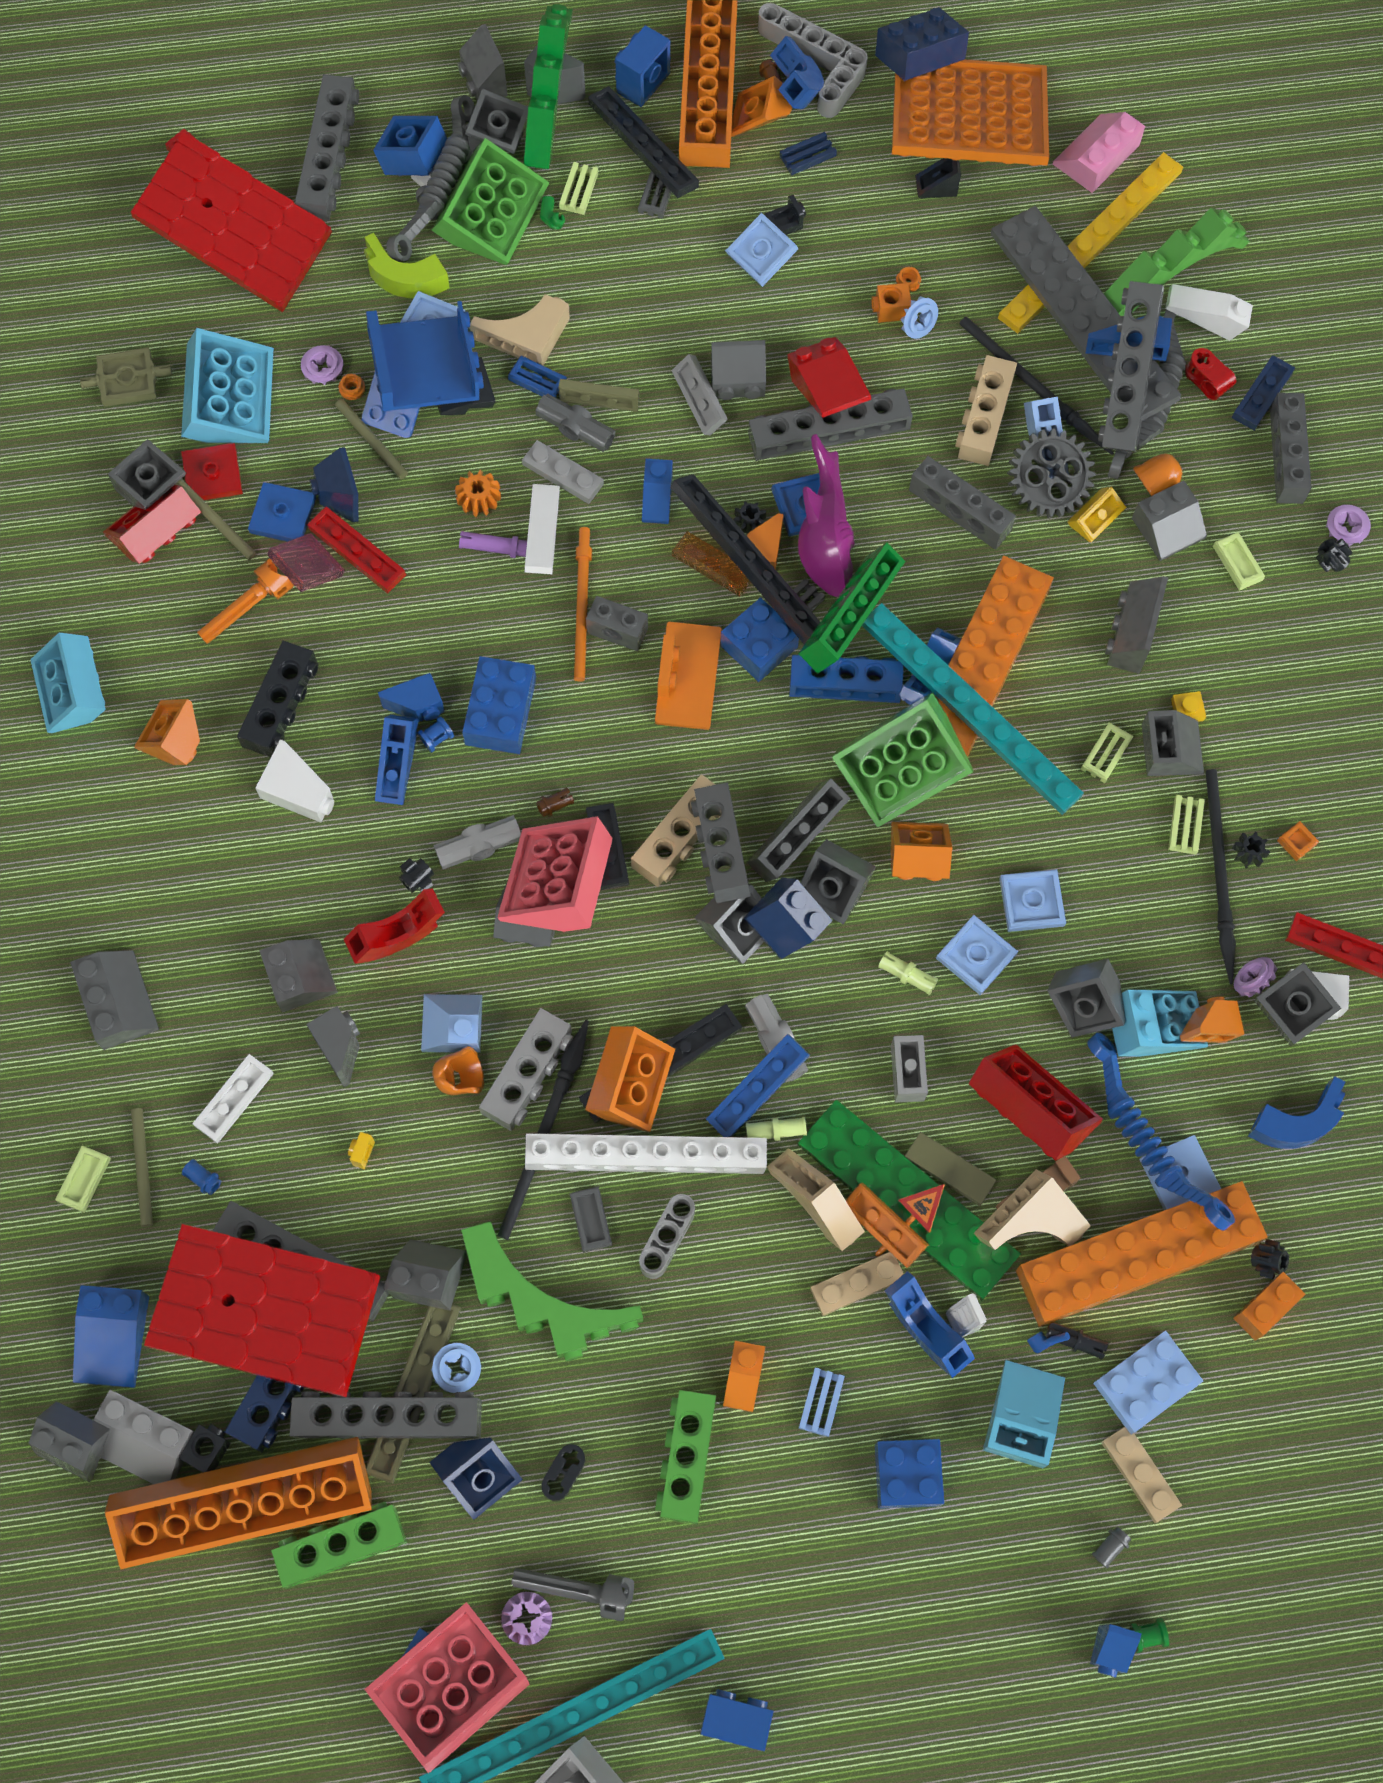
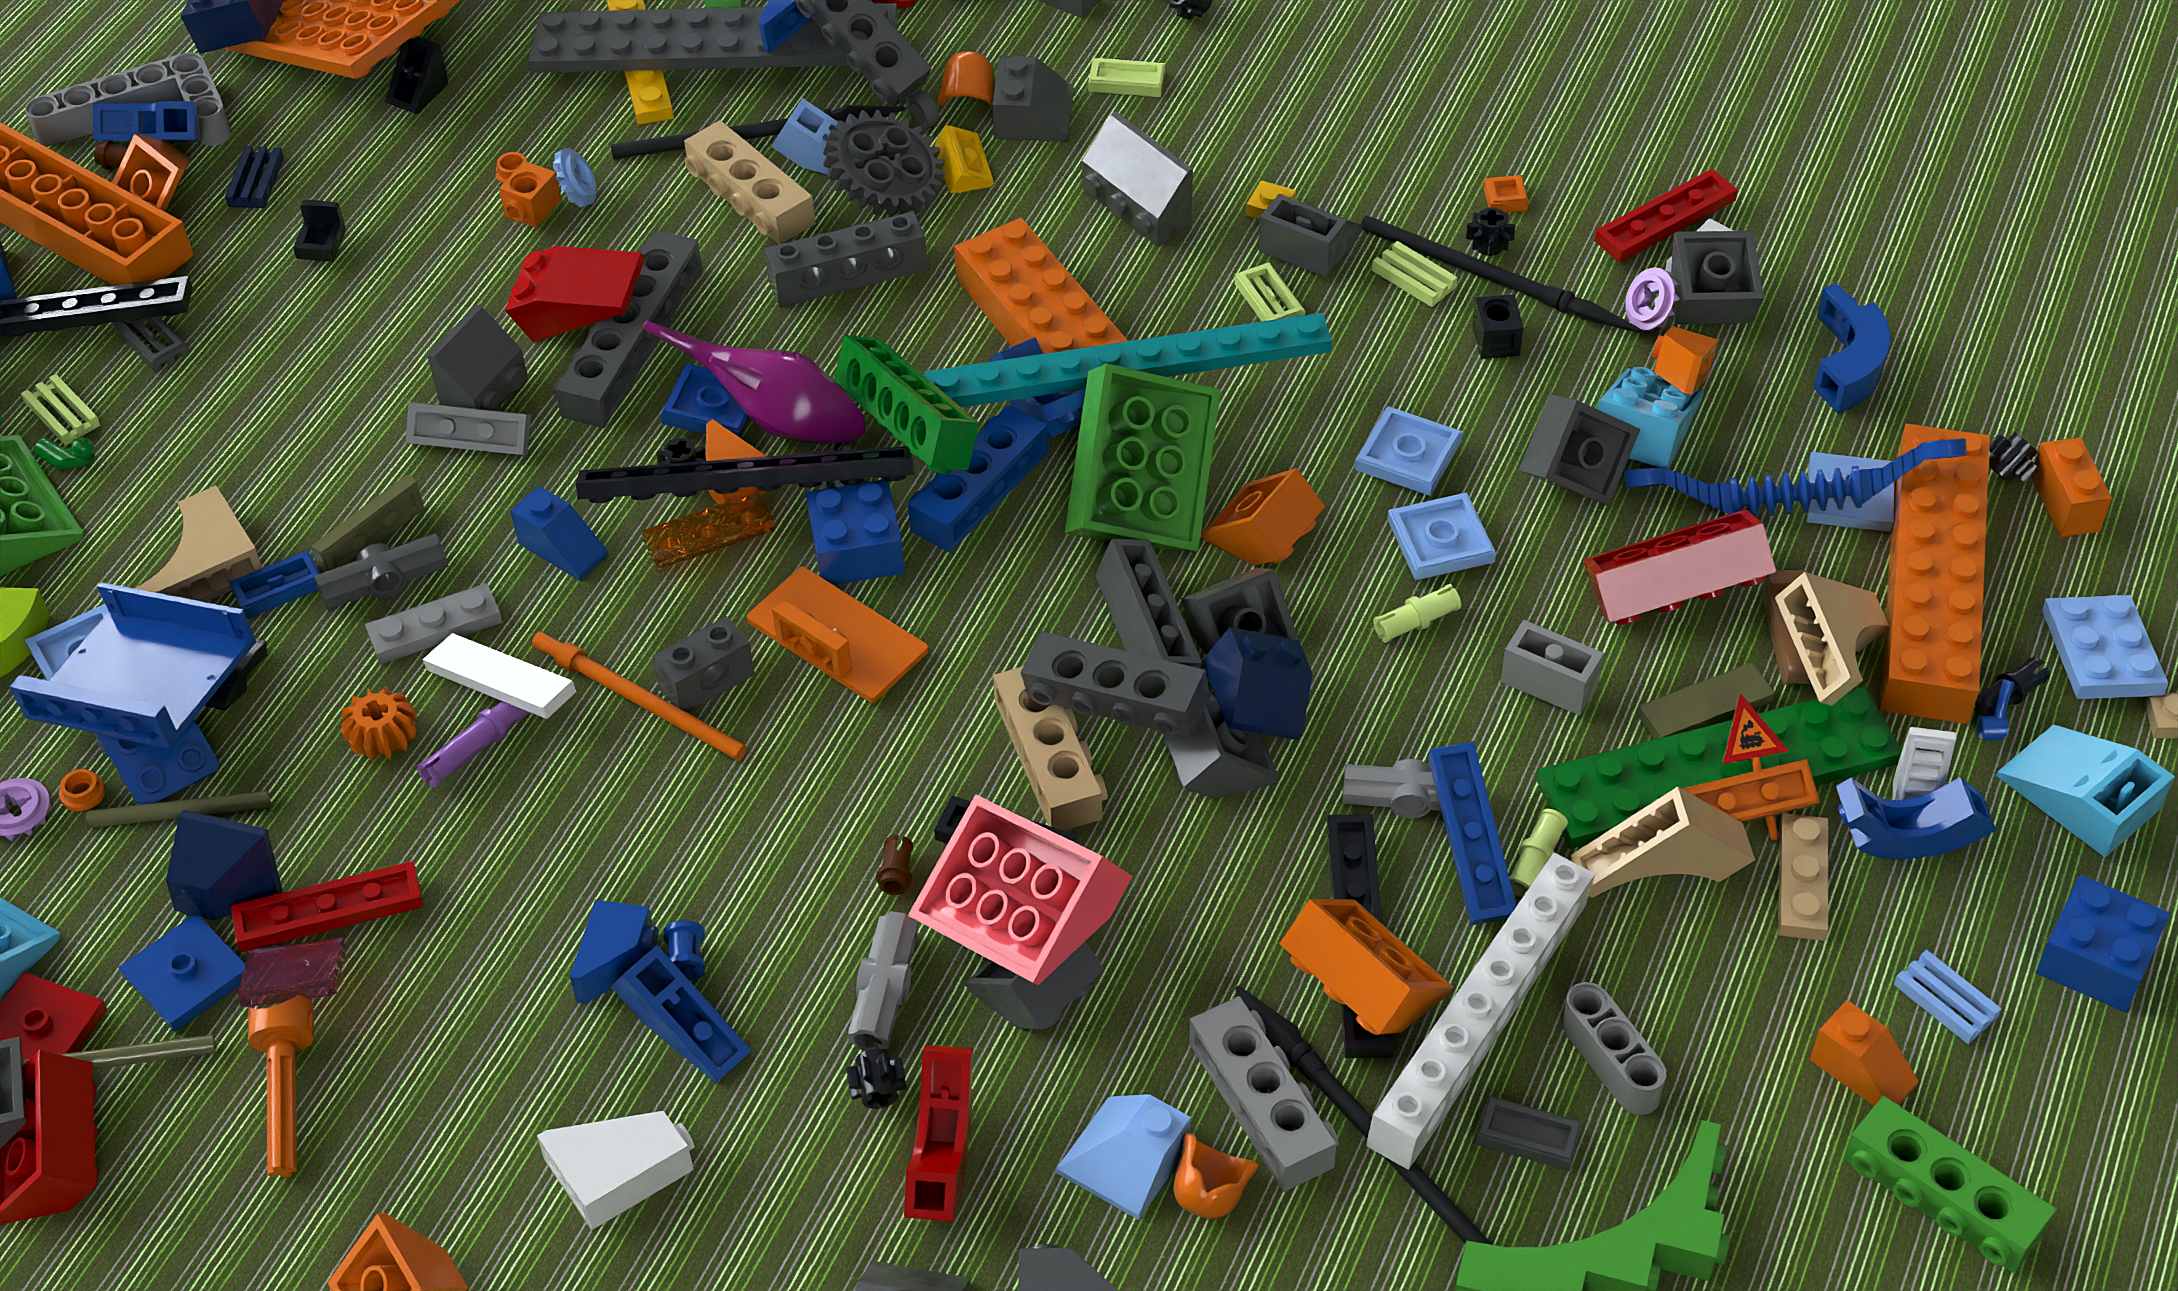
camera: 55 degrees left, 20 degrees down
(288, 660) = (495, 1175): black brick -> none
(499, 705) = (707, 852): blue brick -> none
(761, 249) = (336, 275): light blue plate -> none
(1164, 906) = (1497, 326): none -> black brick

